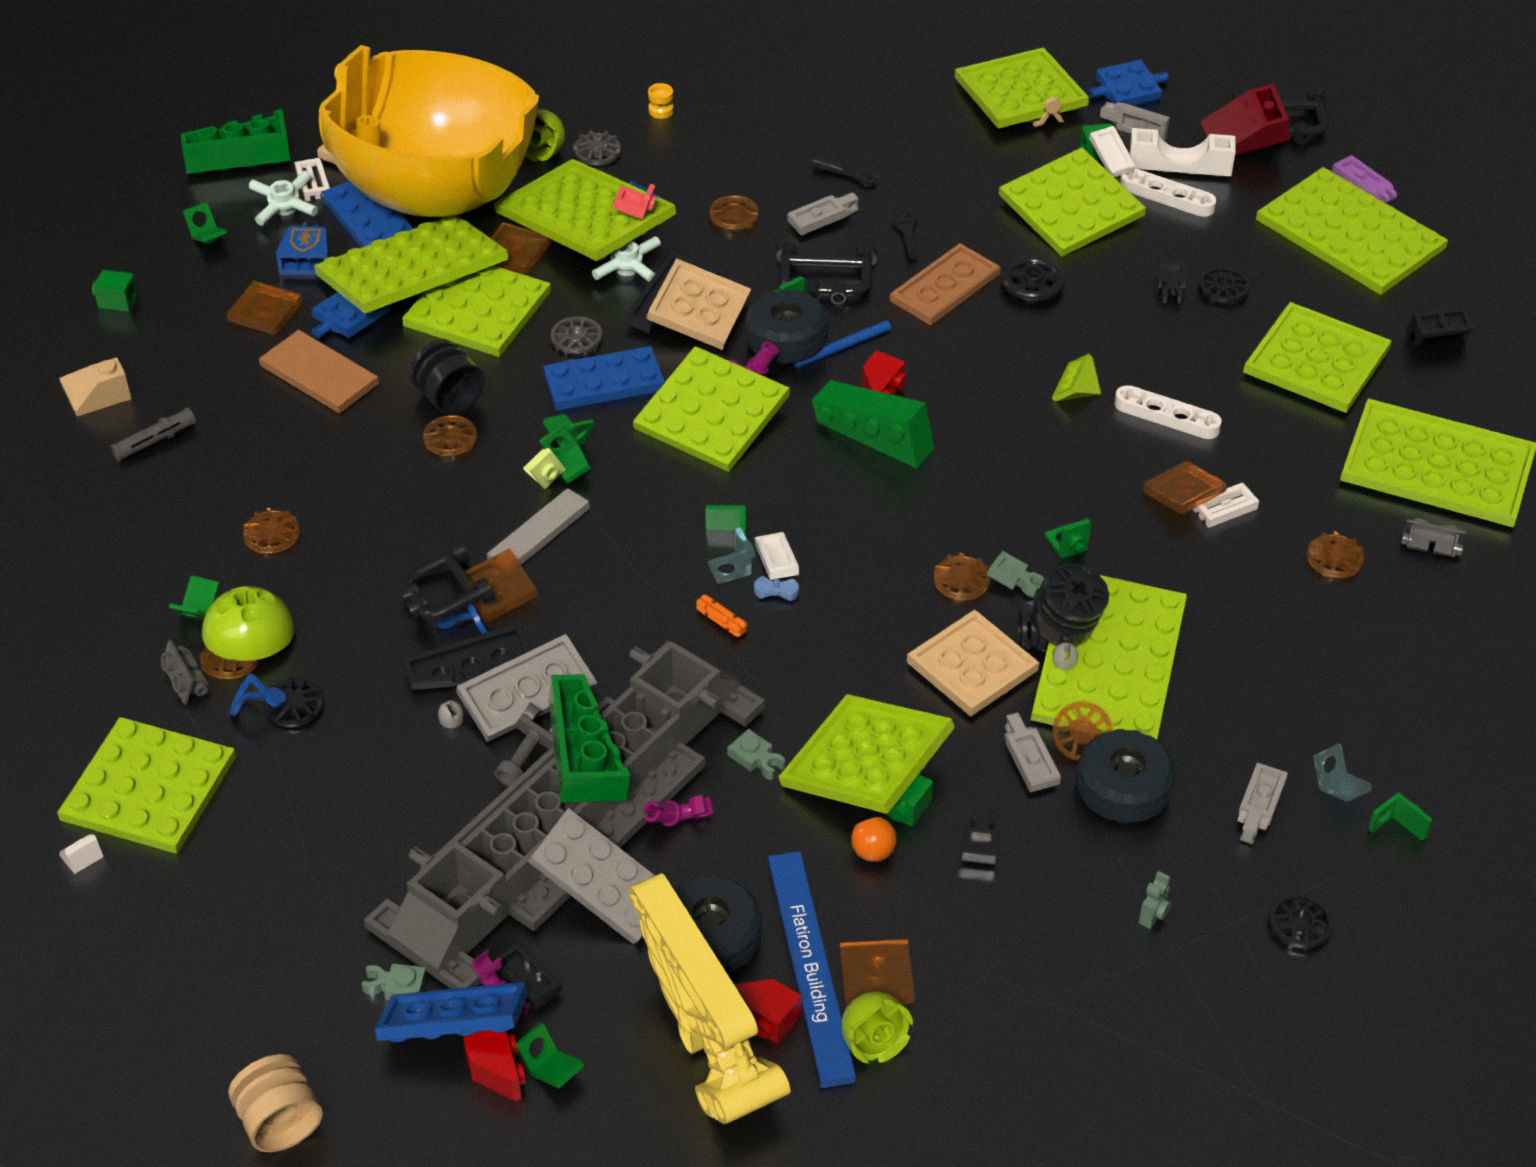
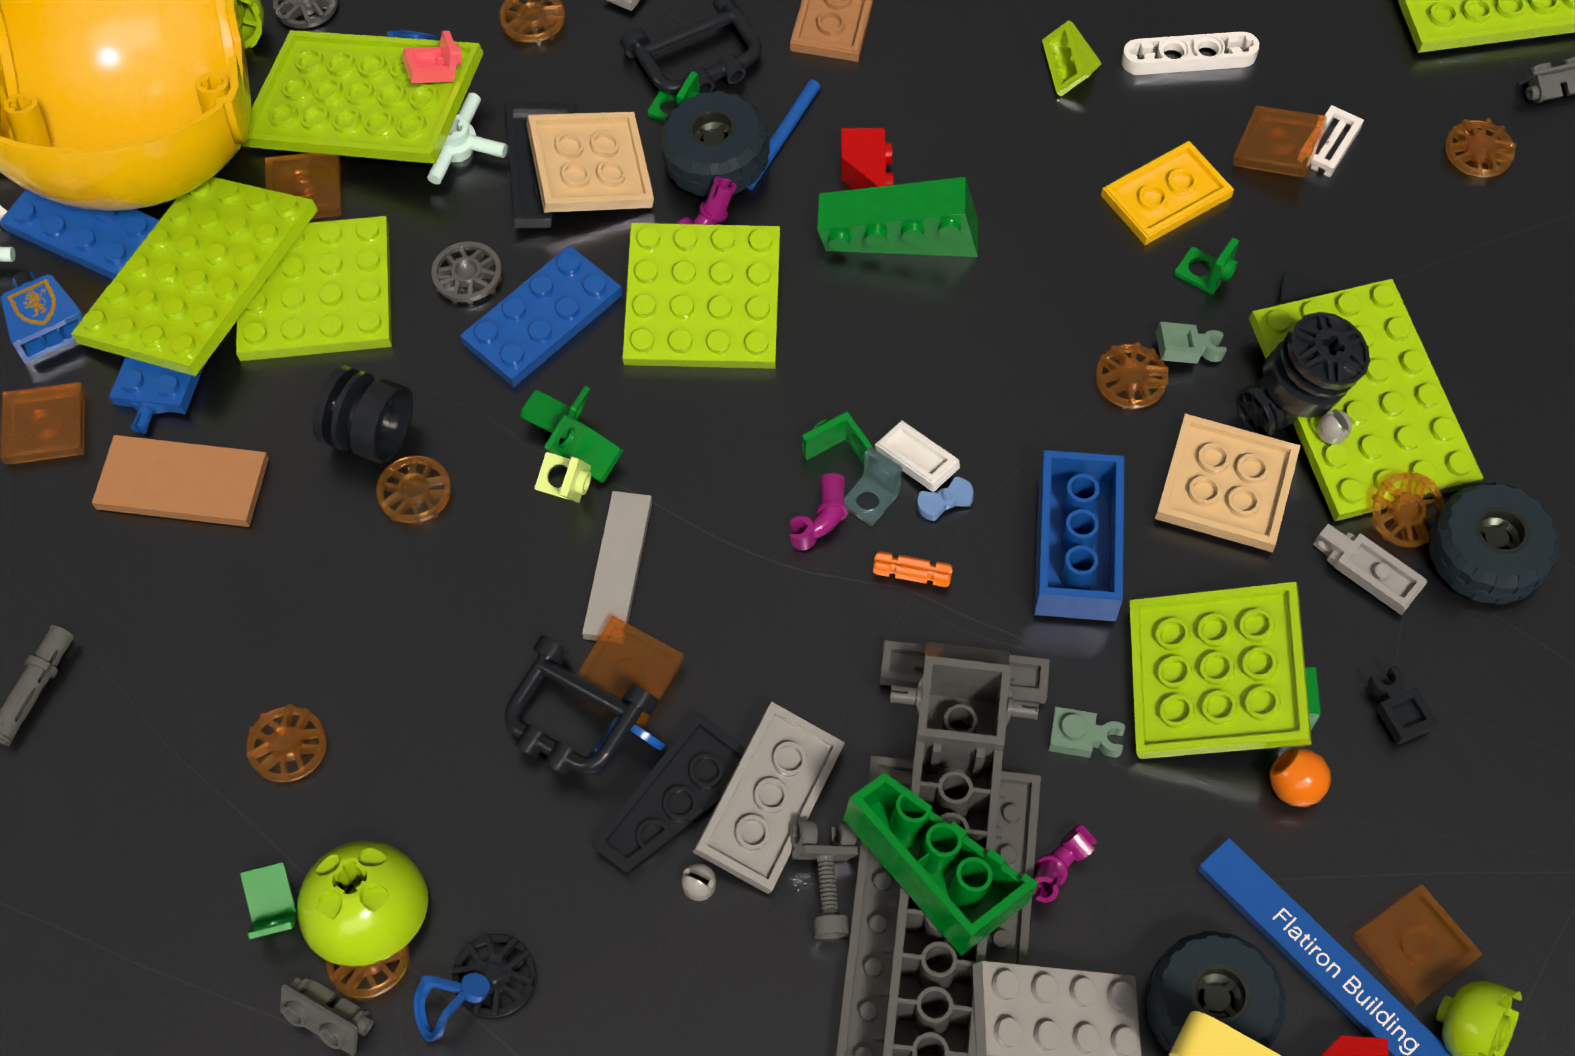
camera: 30 degrees left, 15 degrees up
(693, 560) = (828, 513): none -> magenta piece
(840, 641) = (1080, 536): none -> blue brick
(1079, 485) = (1167, 192): none -> yellow tile

